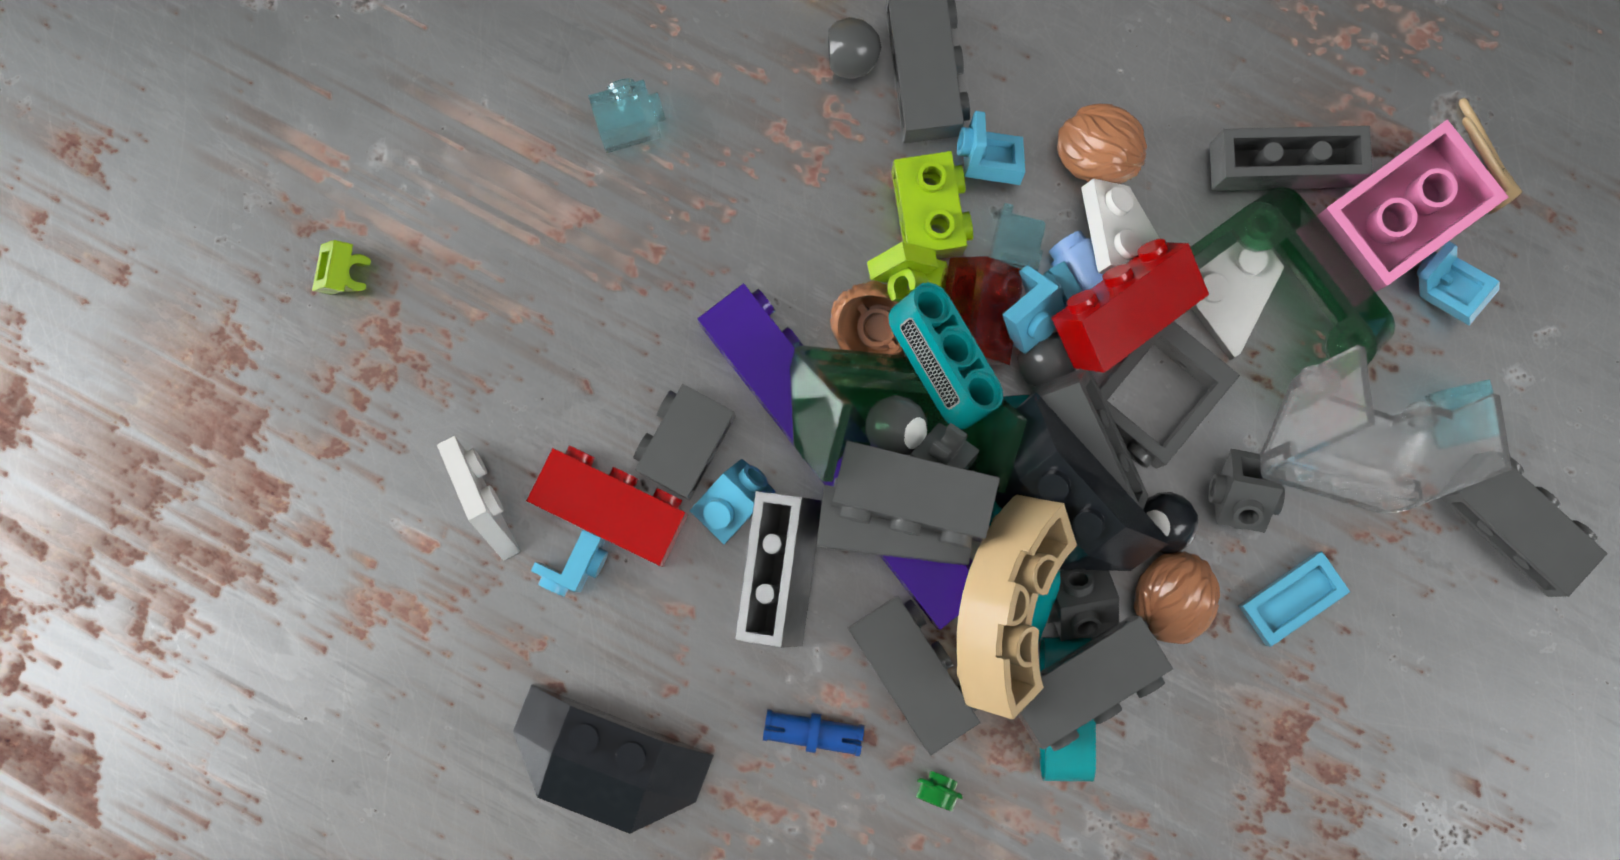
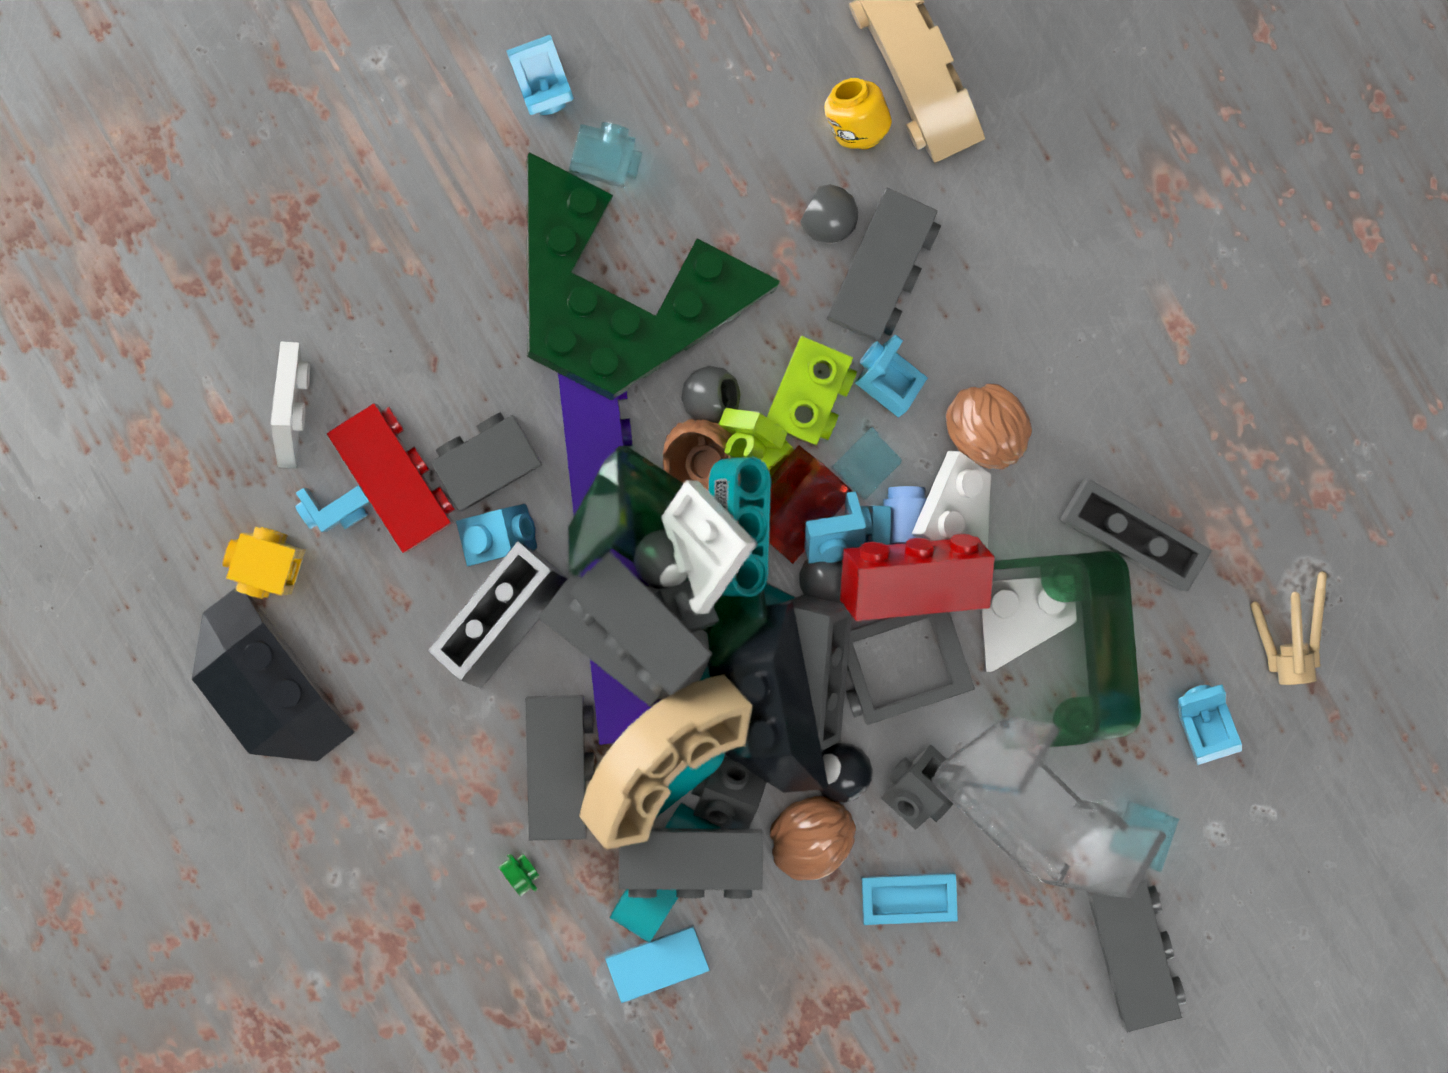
camera: 40 degrees right, 5 degrees up
(333, 268) = (282, 137): lime tile -> none
(528, 80) = (540, 76): none -> medium azure bracket
(538, 651) = (263, 563): none -> yellow brick
(707, 267) = (594, 332): none -> dark green wing
(813, 733) = (446, 764): blue pin -> none
(844, 262) = (709, 393): none -> dark grey piece
(929, 383) = (706, 543): none -> white wing
(1111, 797) = (657, 964): none -> medium azure tile
(1412, 206) = (1207, 637): bright pink brick -> none

